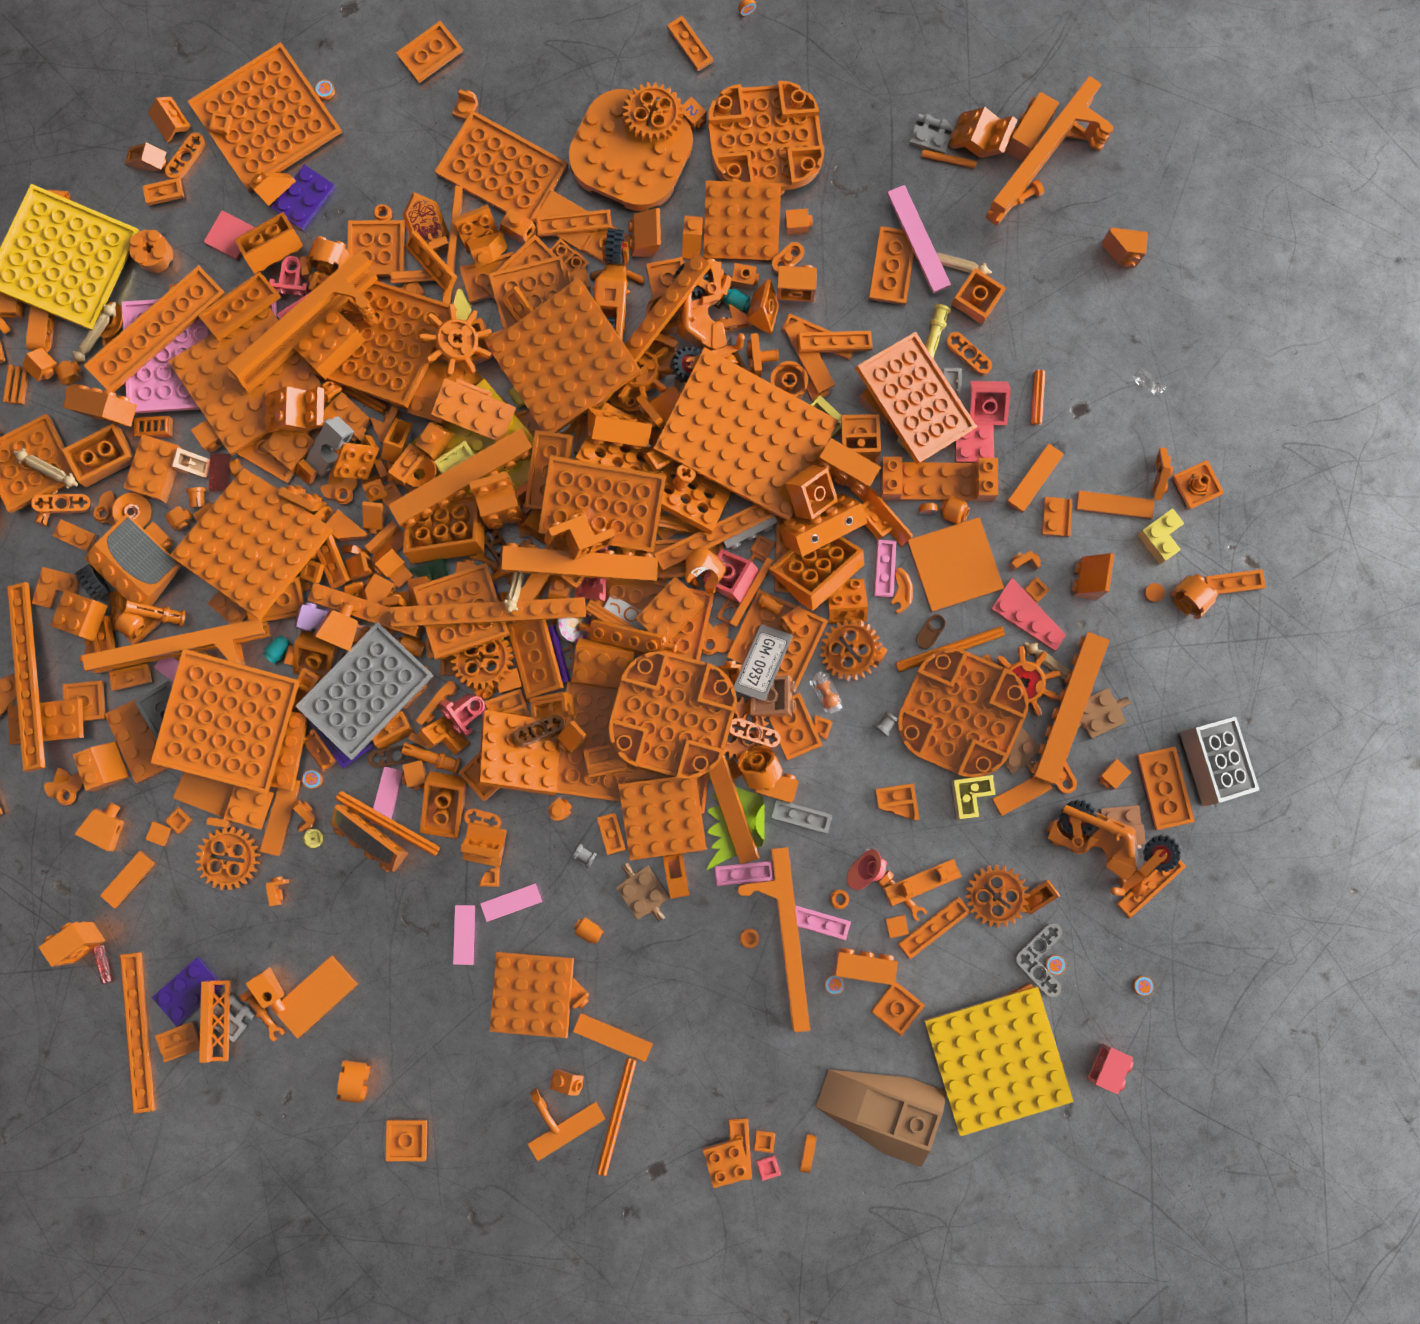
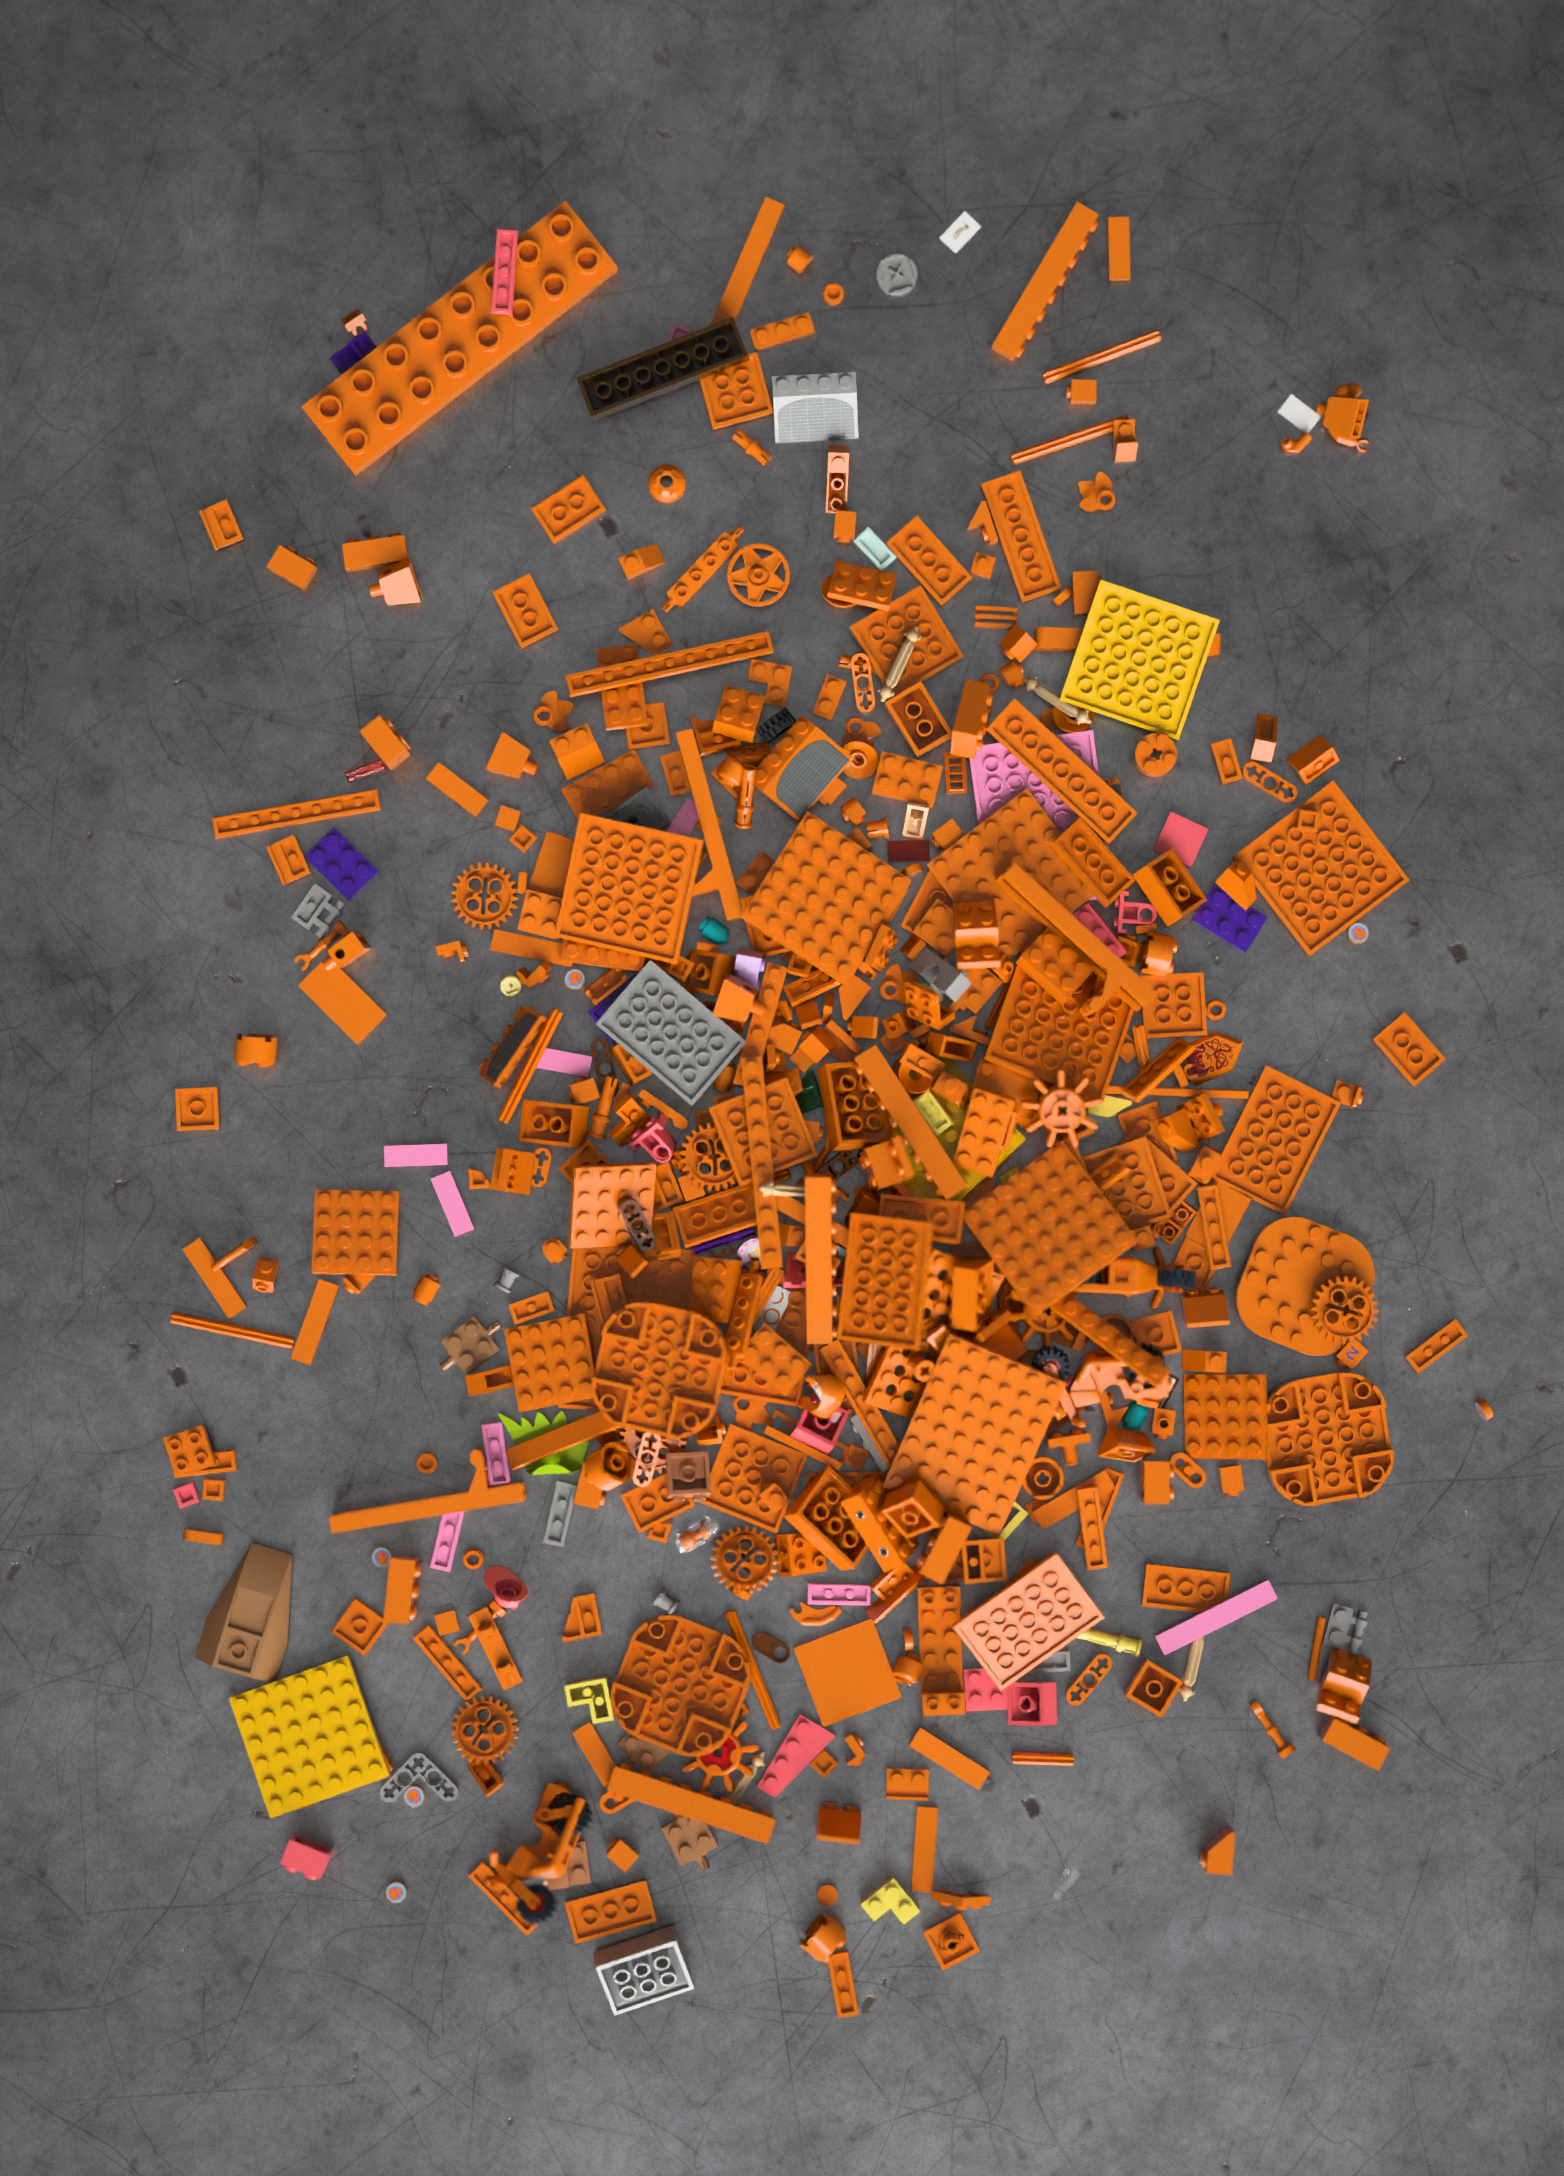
camera: 85 degrees right, 5 degrees up
(207, 1021) = (315, 890): orange fence -> none
(579, 536) = (845, 1259): orange bracket -> none
(762, 662) = (725, 1463): sticker -> none
(770, 603) = (790, 1469): orange pin -> none
(1064, 126) = (1363, 1787): orange piece -> none

